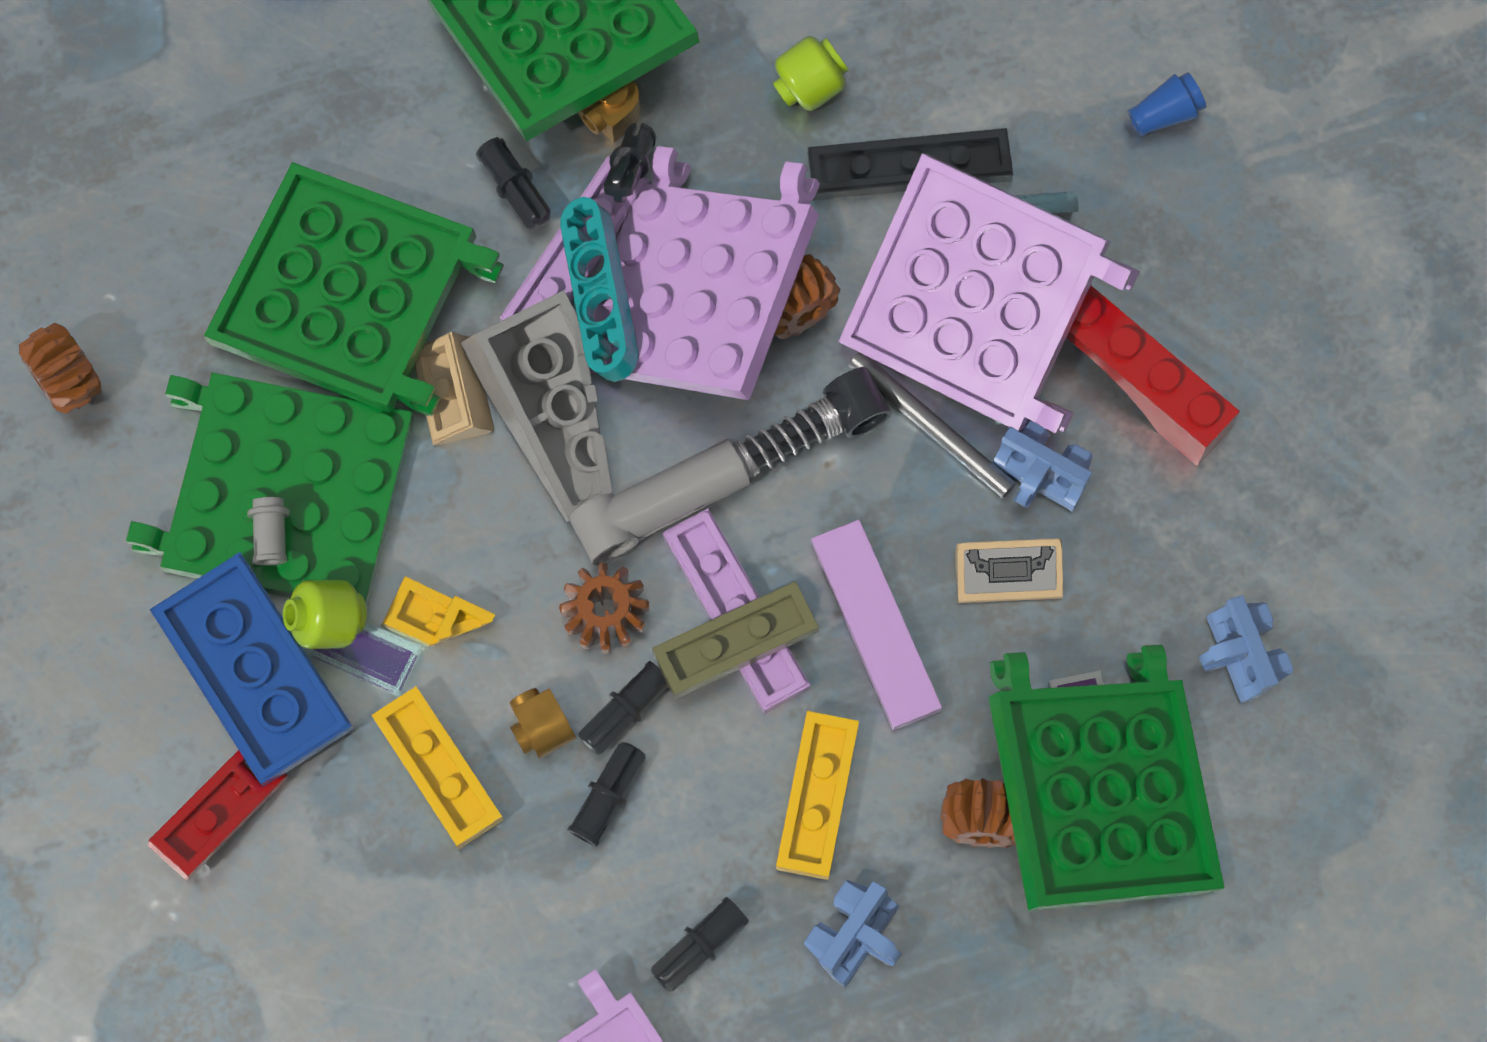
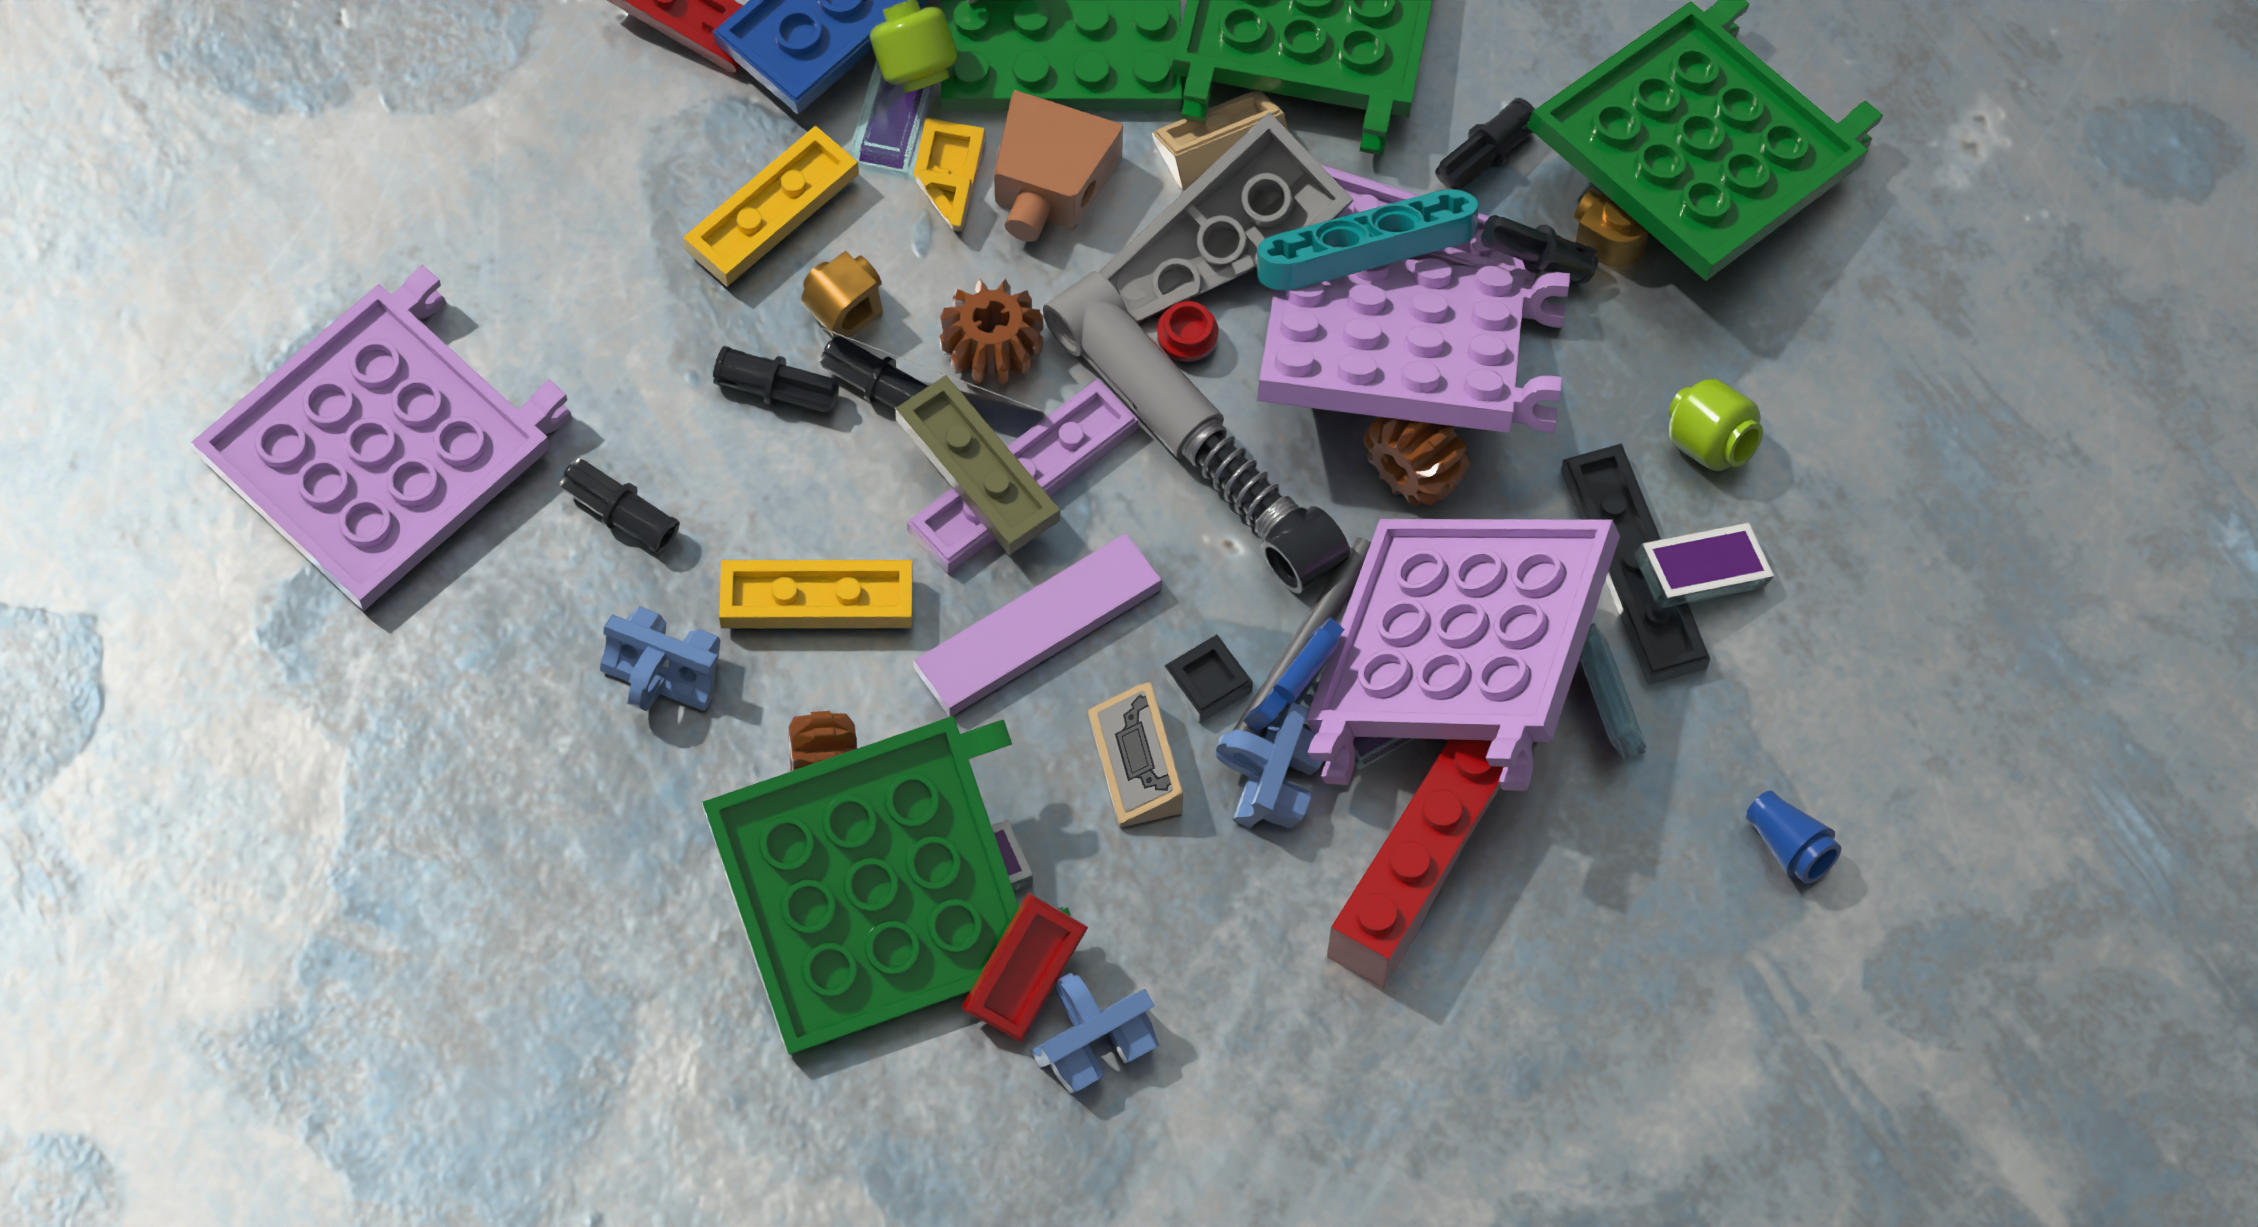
camera: 75 degrees right, 10 degrees down
(453, 529) = (1052, 163): none -> nougat torso
(633, 454) = (1187, 331): none -> red plate
(633, 661) = (932, 369): none -> white sticker
(930, 111) = (1703, 565): none -> tile
(948, 503) = (1208, 678): none -> black tile
(980, 425) = (1298, 675): none -> blue piece
(1187, 689) = (1024, 967): none -> red tile

